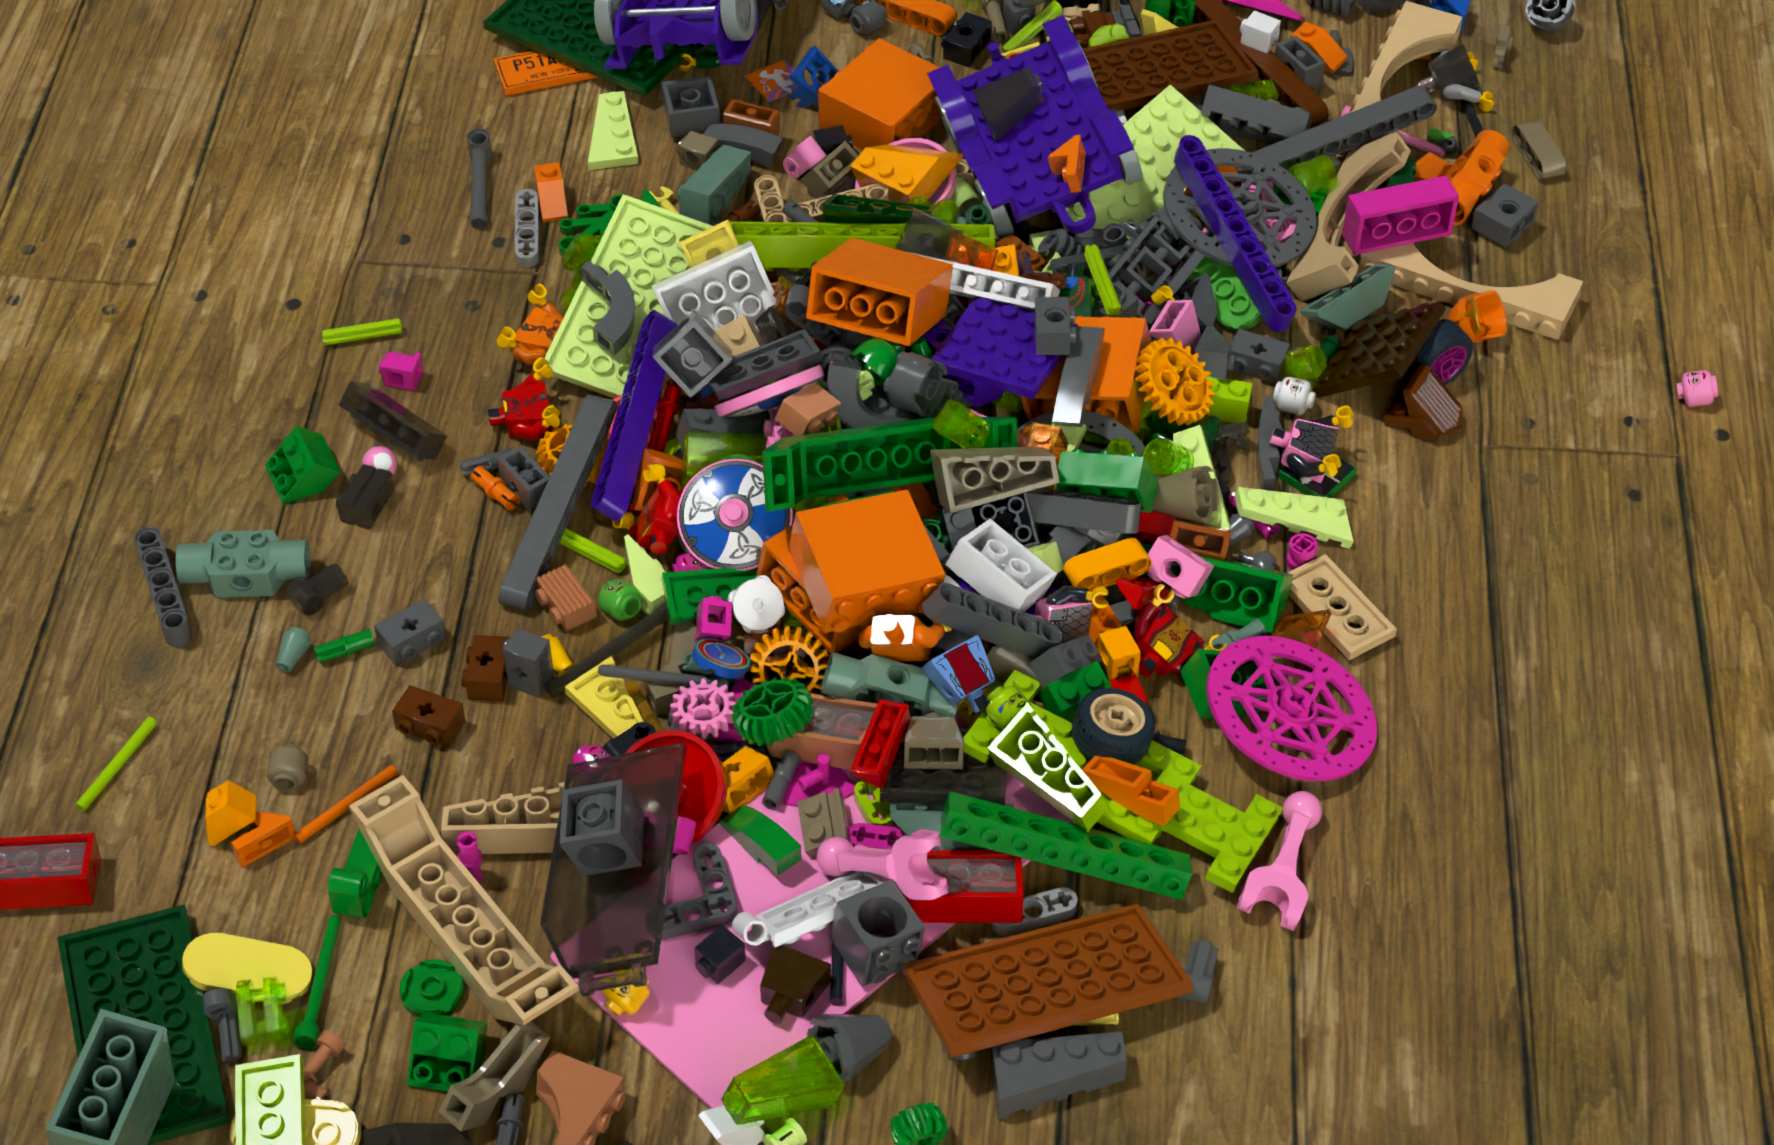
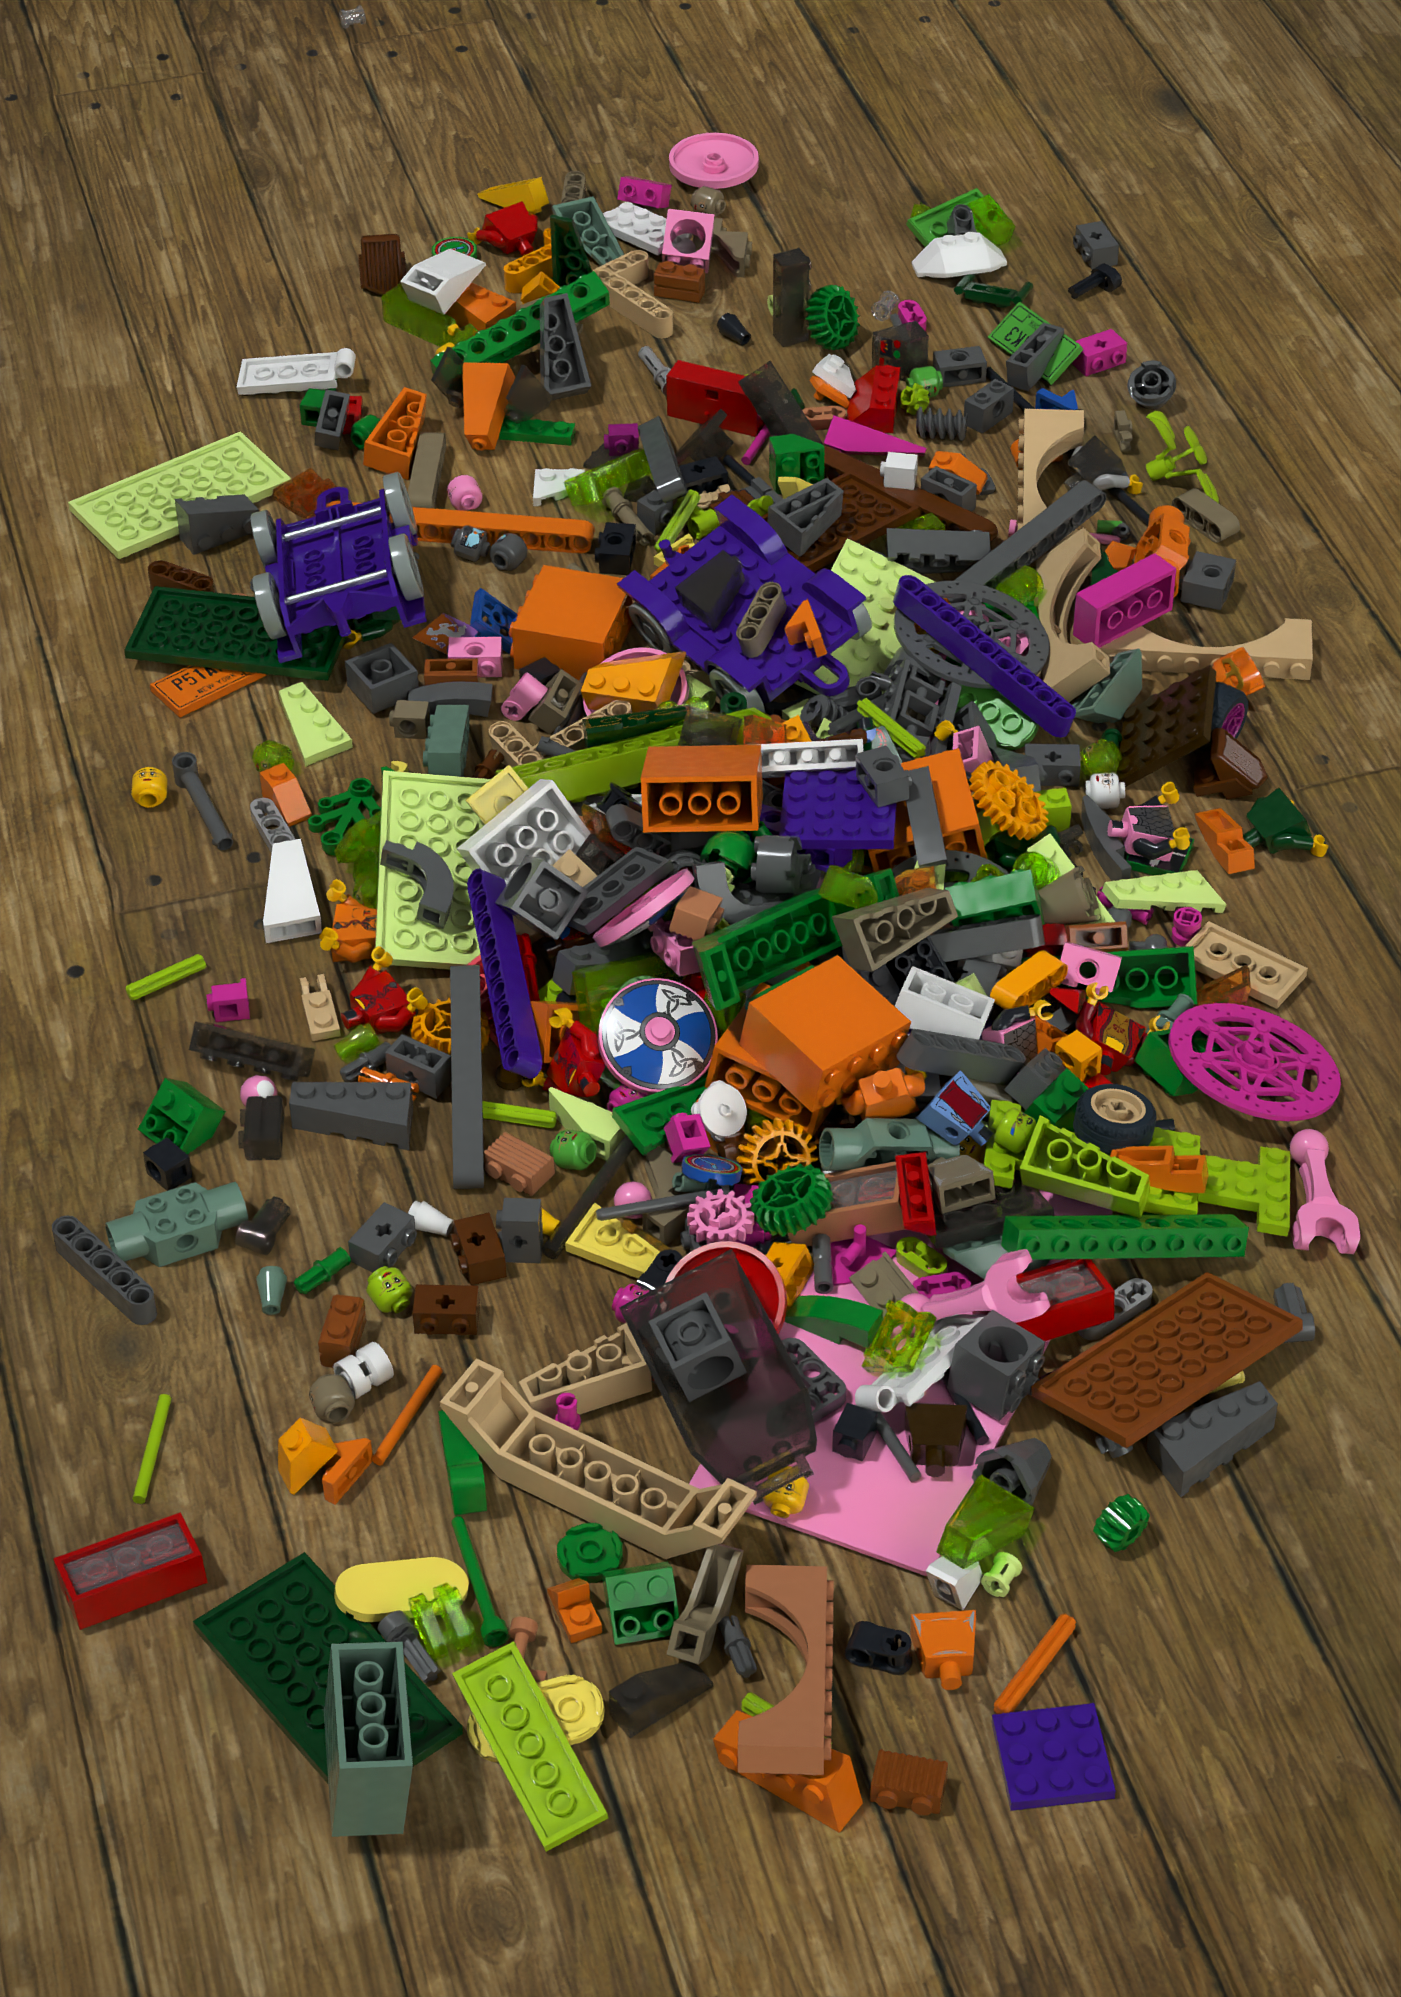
camera: 20 degrees left, 5 degrees down
(267, 505) = (167, 1164): none -> black brick
(327, 708) = (342, 1329): none -> dark orange brick
(336, 747) = (367, 1368): none -> white wheel
(389, 681) = (389, 1289): none -> lime head
(389, 1039) = (575, 1609): none -> orange slope
(439, 153) = (149, 787): none -> yellow head
(452, 504) = (355, 1110): none -> dark grey wedge
(459, 624) = (430, 1219): none -> white cone
(475, 400) = (319, 1010): none -> tan hinge
(489, 440) = (357, 1041): none -> clear neon green cone
(503, 286) = (290, 897): none -> white slope
(560, 151) = (271, 754): none -> clear neon green head
(646, 658) = (631, 1193): none -> bright pink piece
(753, 981) = (897, 1448): none -> dark grey bar
(795, 107) = (486, 649): none -> bright pink brick
(818, 878) = (906, 1358): none -> clear neon green piece
(1035, 142) = (761, 619): none -> dark tan beam
(1142, 52) = (806, 515): none -> dark grey wedge
(1386, 478) = (1226, 840): none -> orange slope
(1444, 479) = (1281, 826): none -> dark green torso
(1521, 90) = (1164, 465): none -> lime plant

